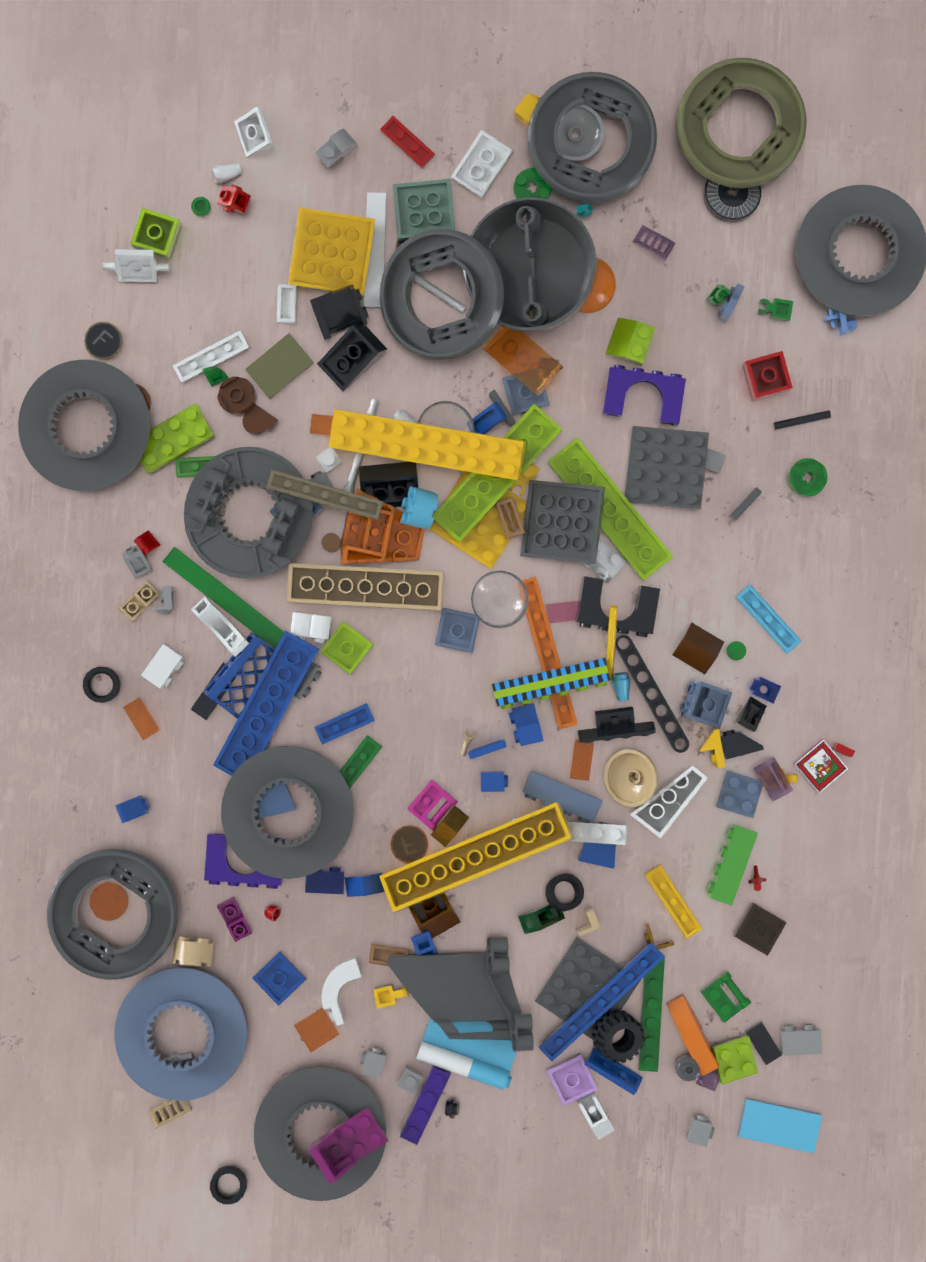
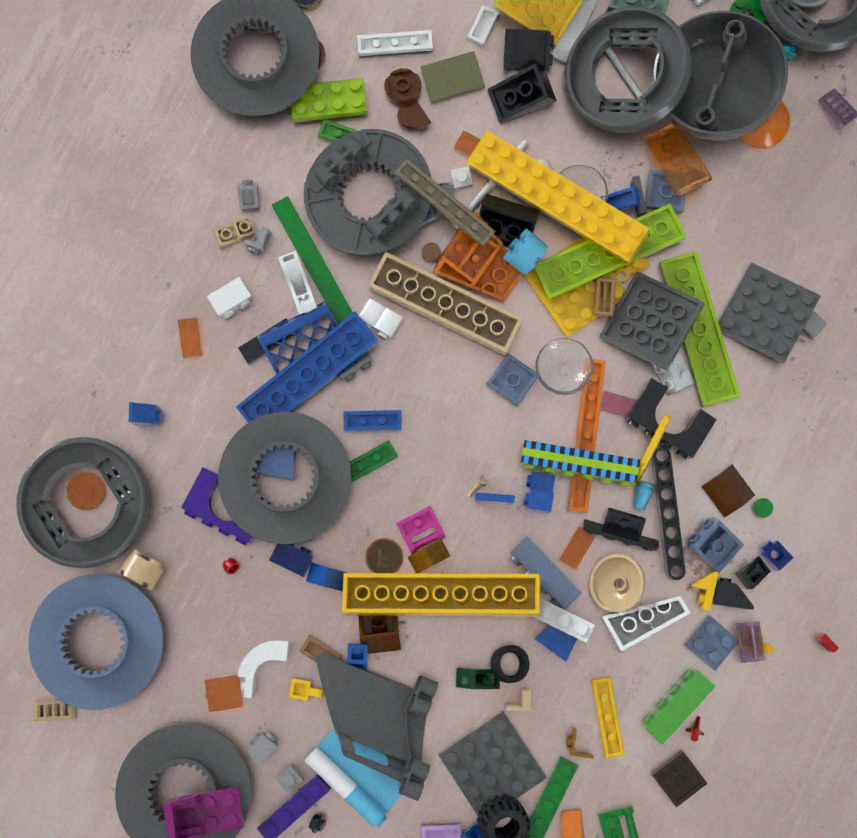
camera: 25 degrees right, 5 degrees down
(87, 681) = (153, 291): black tyre -> none
(147, 542) = (265, 181): red tile -> none
(180, 1057) = (86, 664): white piece -> none
(214, 375) = (391, 60): green tile -> none
(228, 1199) = (65, 814): black tyre -> none
(234, 919) = (193, 557): magenta slope -> none
(279, 978) = (210, 630): blue tile -> none
(346, 648) = (404, 352): lime plate -> none
(493, 781) = (487, 531): blue brick -> none
(601, 1001) = (501, 782): blue plate -> none
(630, 340) = (781, 185): lime slope -> none
(670, 389) = (800, 241): dark purple arch -> none
(745, 504) = (827, 376): dark grey tile -> none
(768, 619) = (805, 491): medium azure tile -> none
(820, 766) = (799, 649): tile -> none

